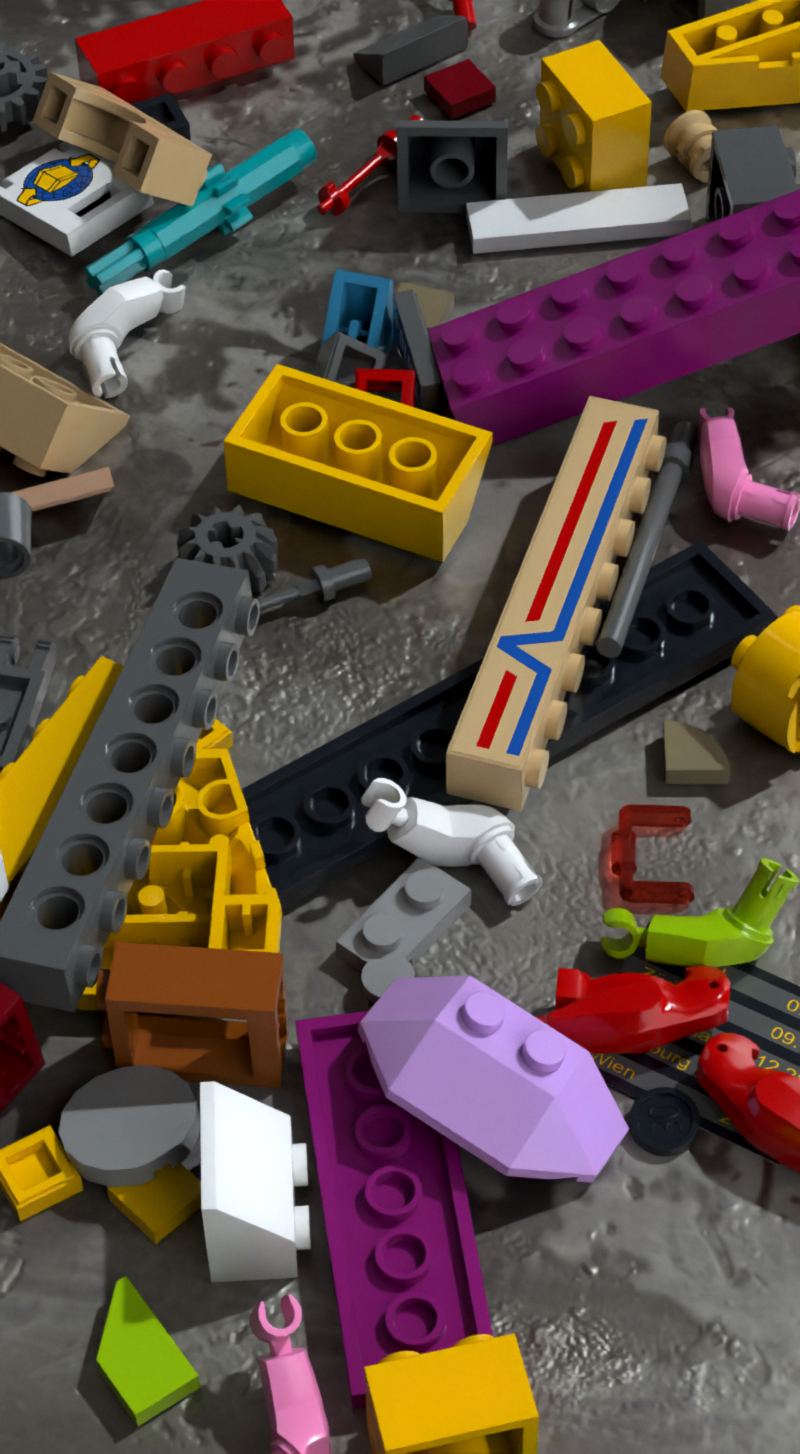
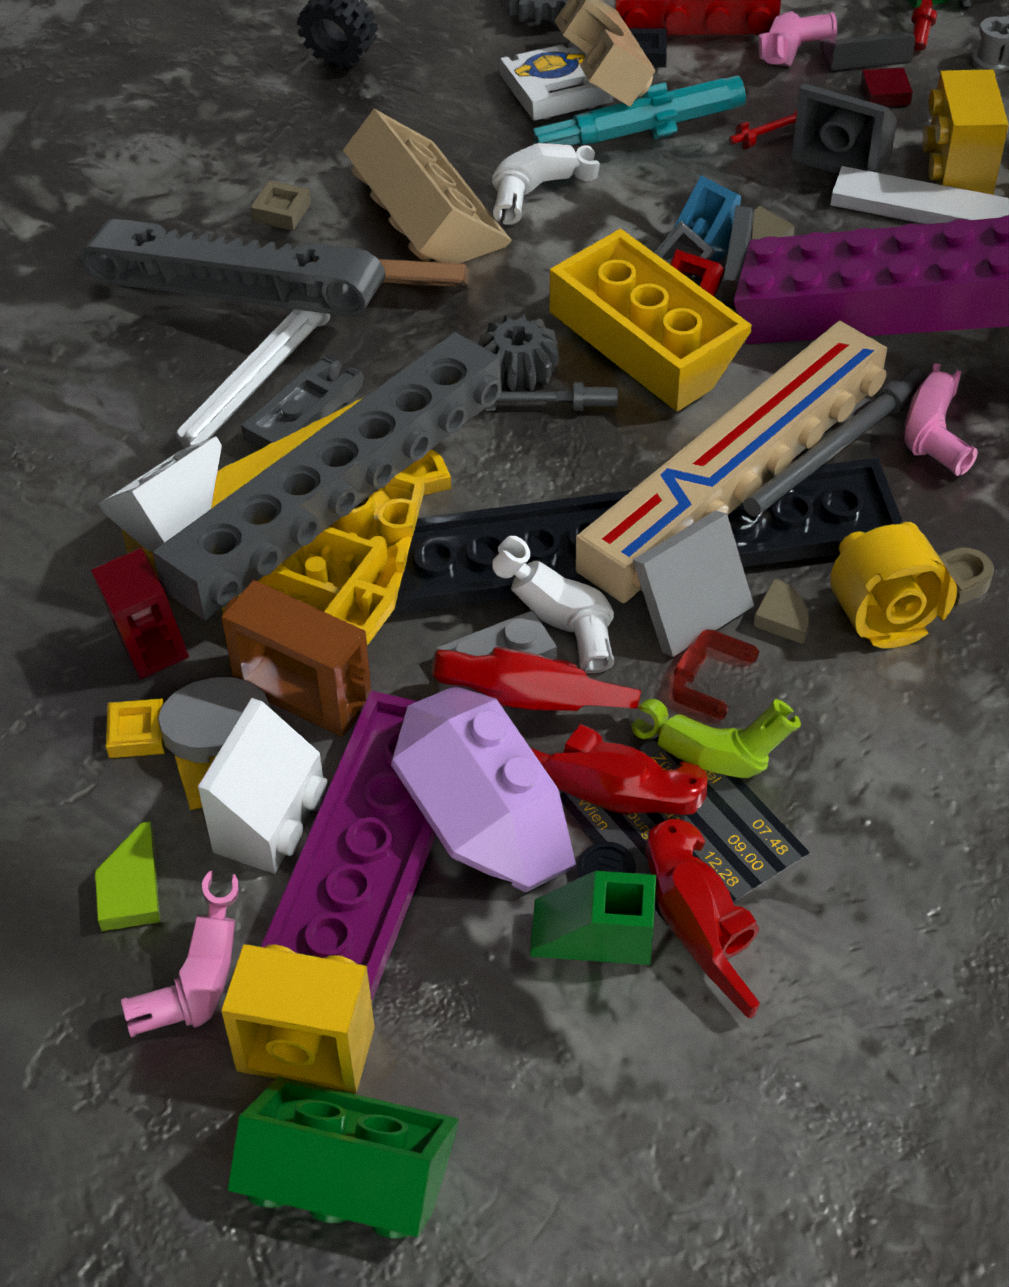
camera: 25 degrees right, 0 degrees up
(317, 51) = (789, 31): none -> bright pink arm
(471, 940) = (529, 680): none -> red animal
(591, 759) = (693, 582): none -> light grey tile
(698, 1179) = (597, 919): none -> green slope

